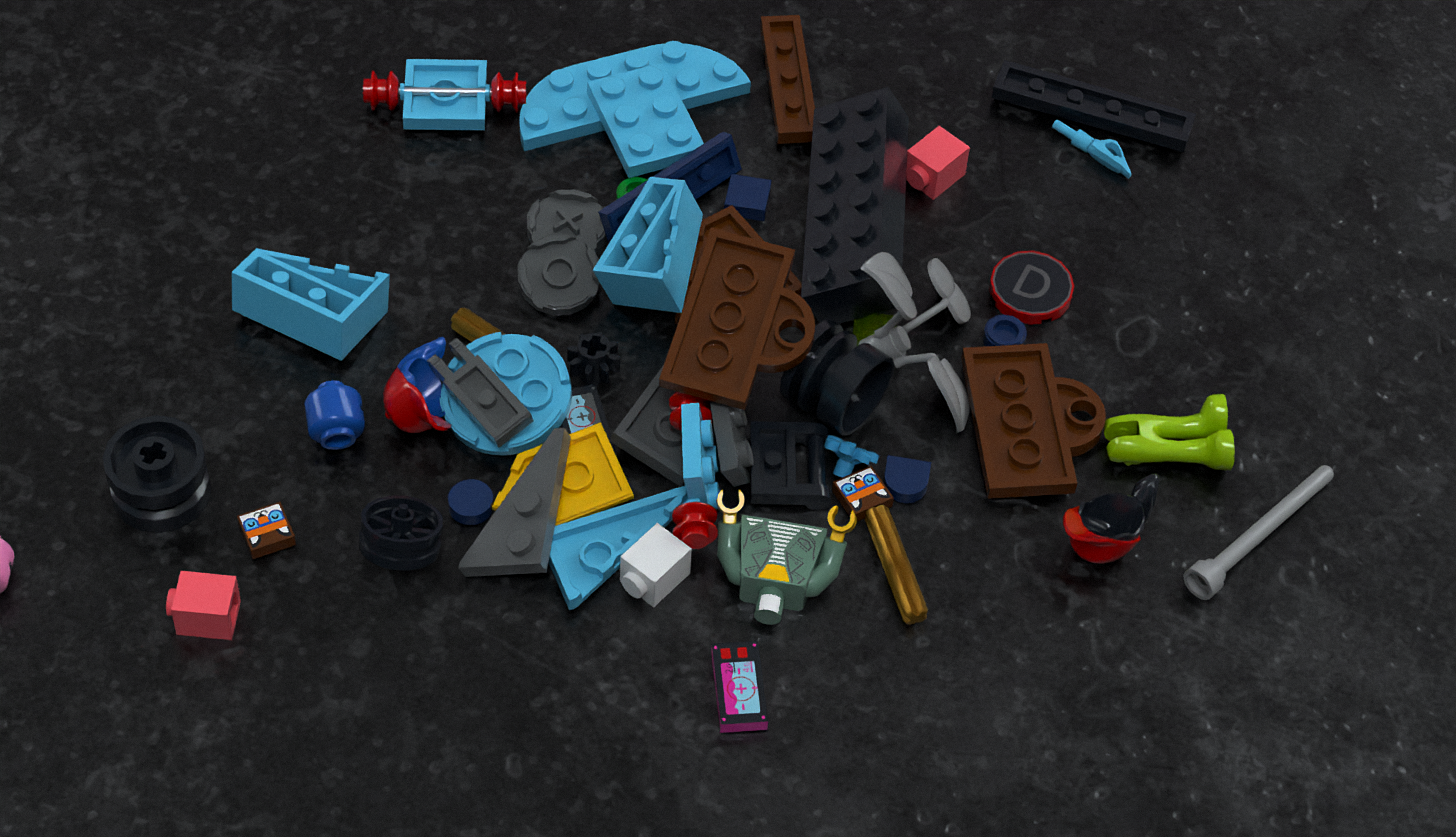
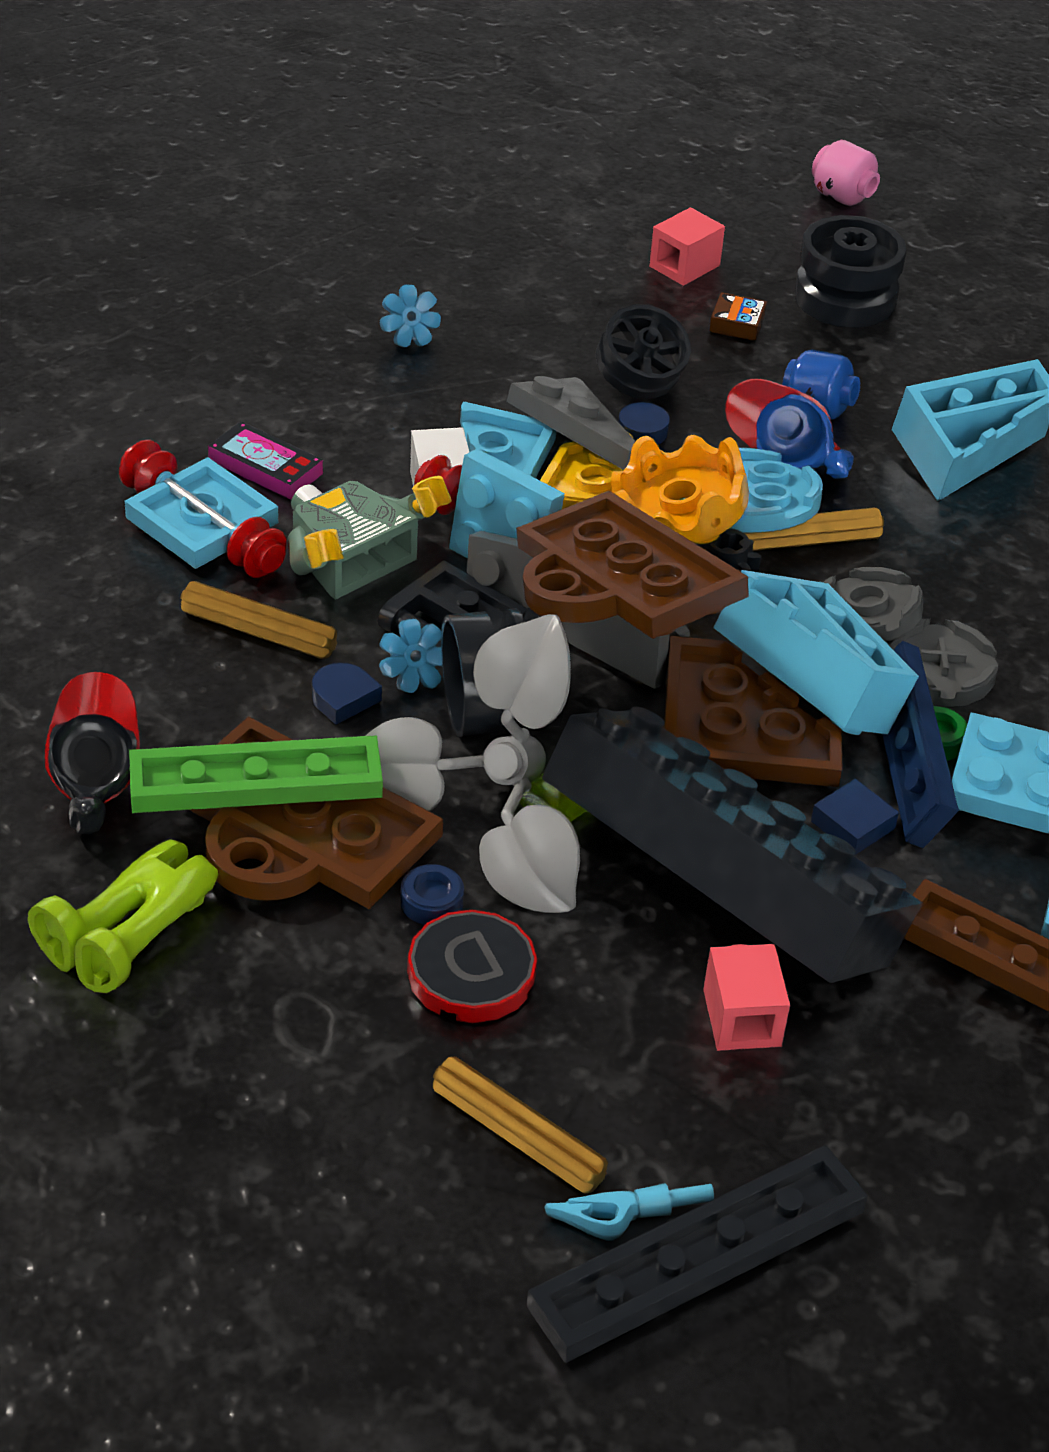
camera: 130 degrees right, 10 degrees down
(482, 394) = (767, 447): dark grey hinge -> none
(488, 717) = (410, 316): none -> dark azure plant
(595, 350) = (705, 475): none -> light orange plate
(838, 667) = (201, 511): none -> medium azure plate
(862, 491) = (360, 646): tile -> none
(1042, 430) = (255, 774): none -> bright green plate
(1101, 210) = (520, 1125): none -> pearl gold axle

